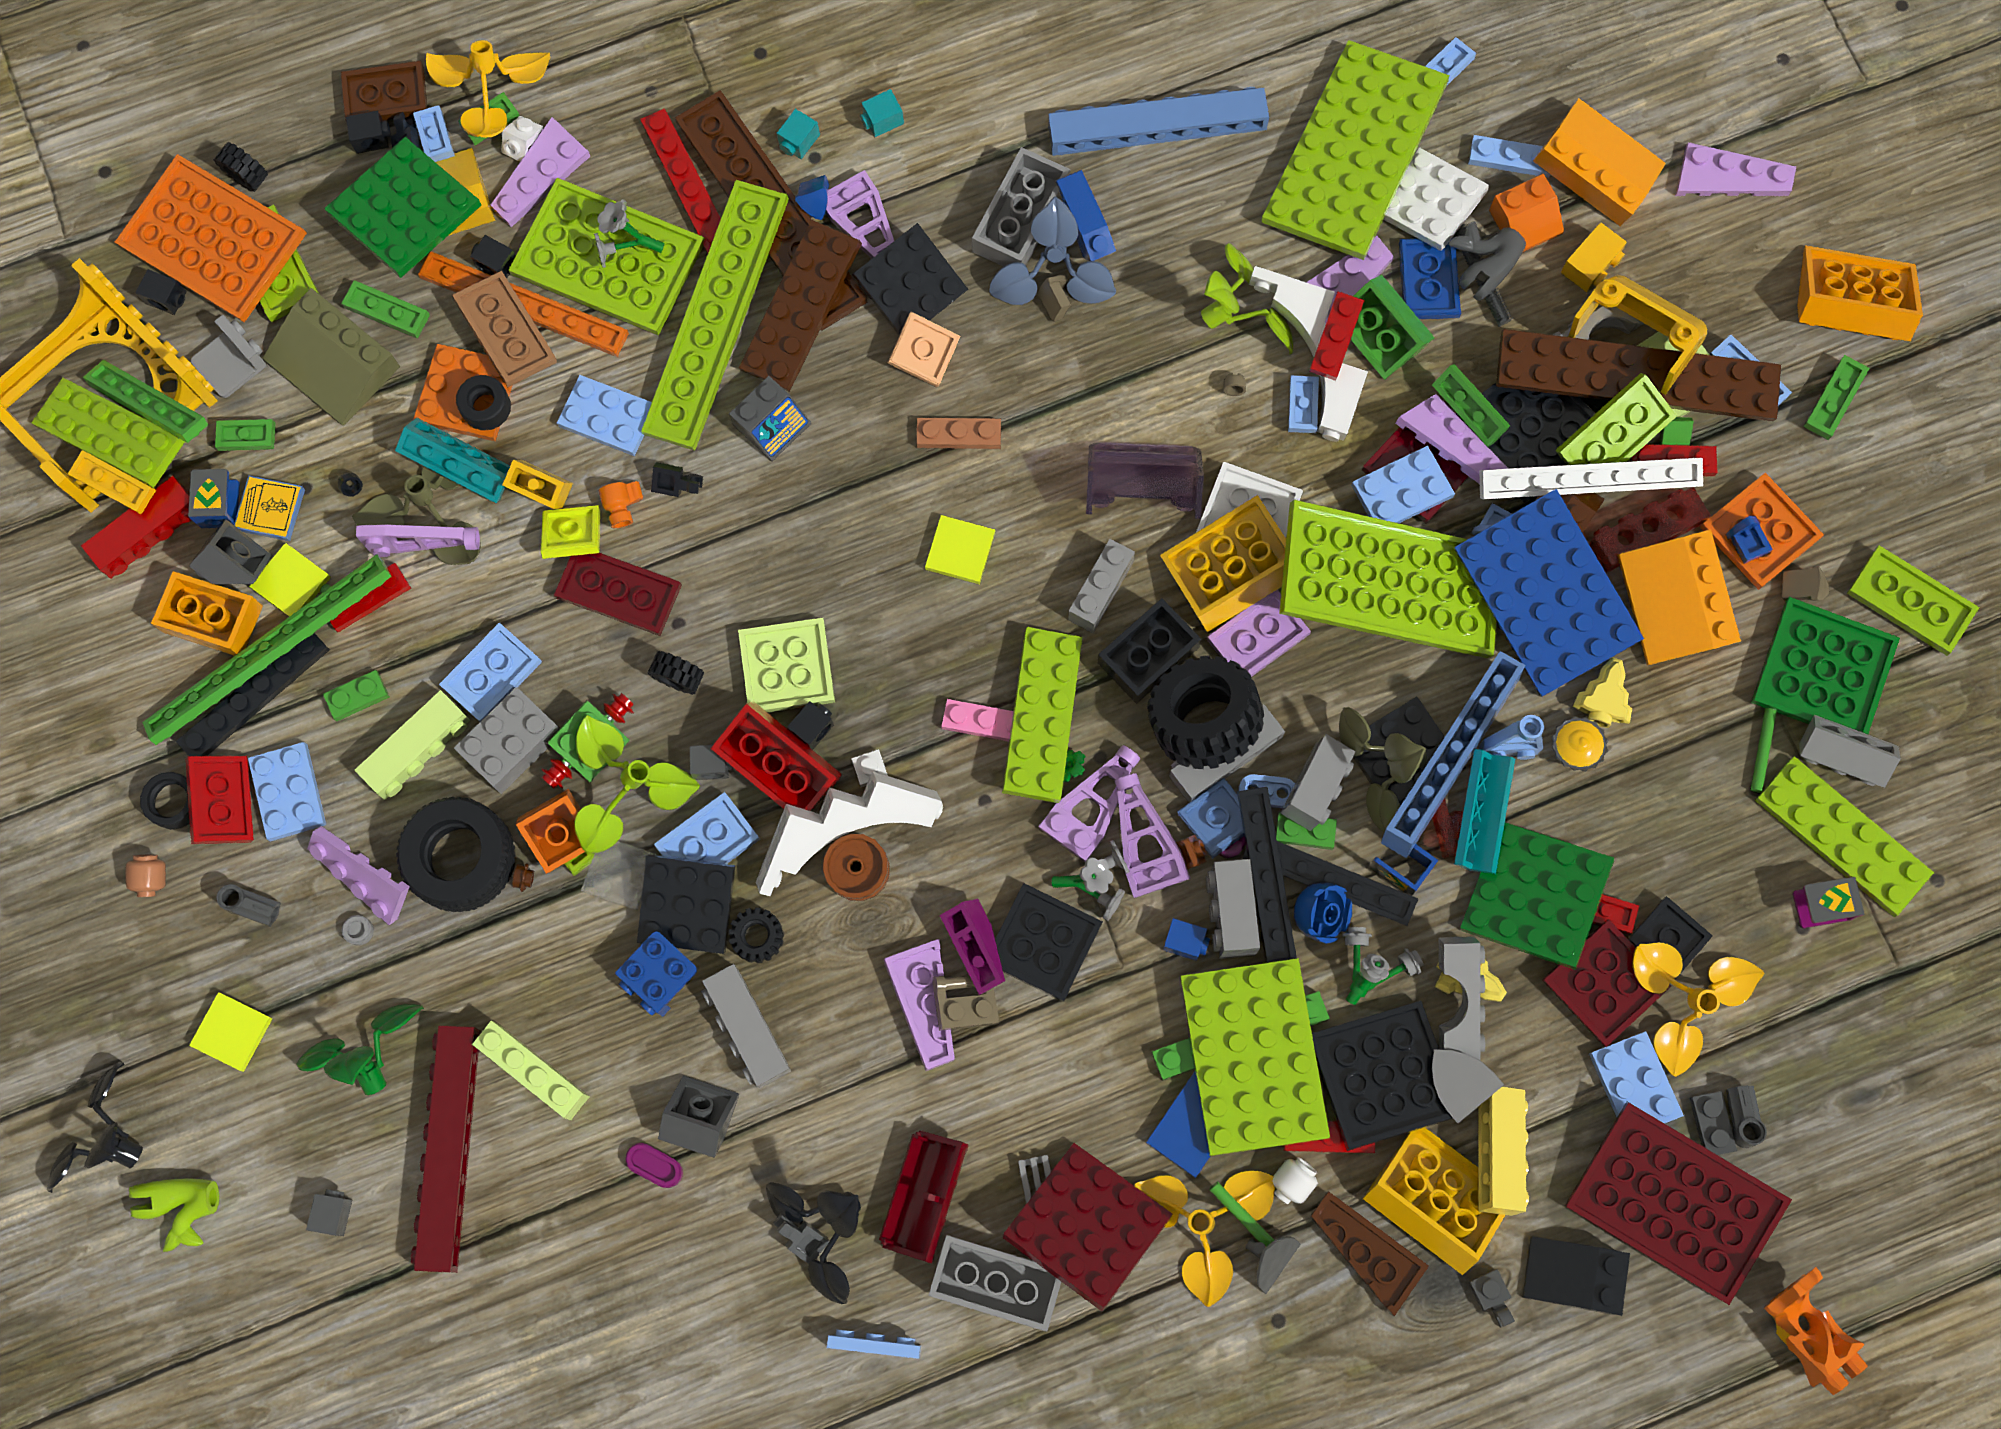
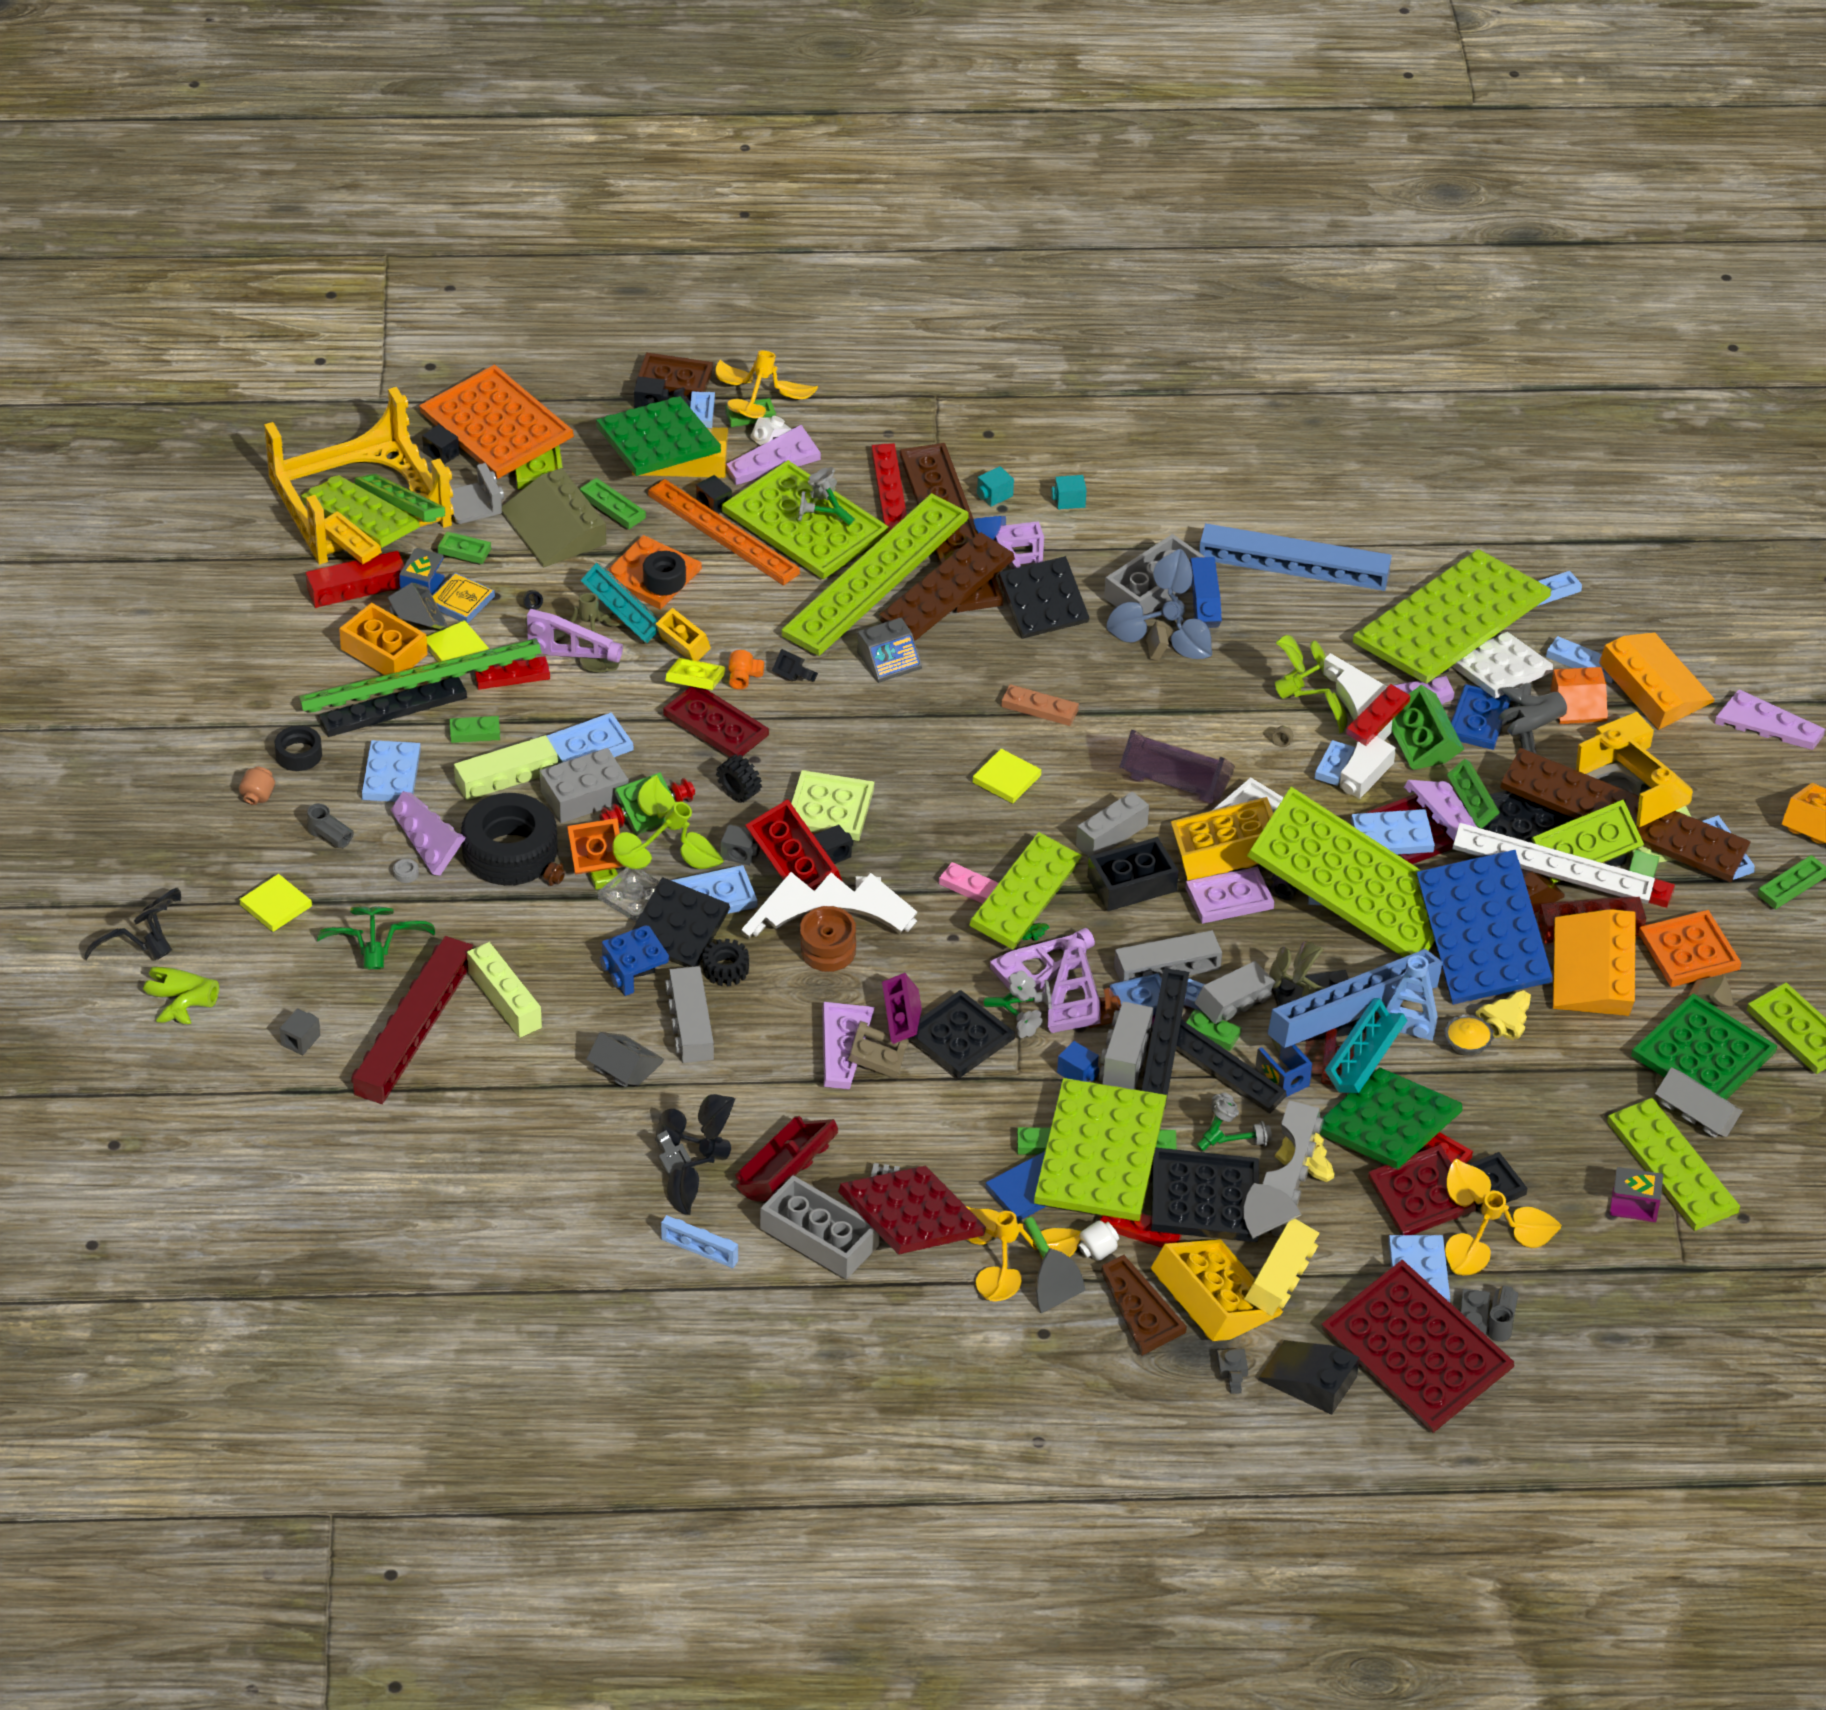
camera: 15 degrees right, 30 degrees down
(219, 799) = (338, 754): red plate -> none
(240, 167) = (541, 383): black tyre -> none
(504, 329) = (702, 535): medium nougat plate -> none
(605, 415) = (755, 615): light blue plate -> none
(654, 1165) = (573, 1082): magenta tile -> none
(923, 349) = (1035, 642): light nougat tile -> none
(1214, 740) = (1160, 914): black tyre -> none
(1323, 911) = (1201, 1073): blue cylinder -> none
(1749, 539) = (1673, 941): blue tile -> none
(1763, 750) = (1629, 1088): bright green bar -> none
(1824, 1345) = (1485, 1441): orange hips -> none

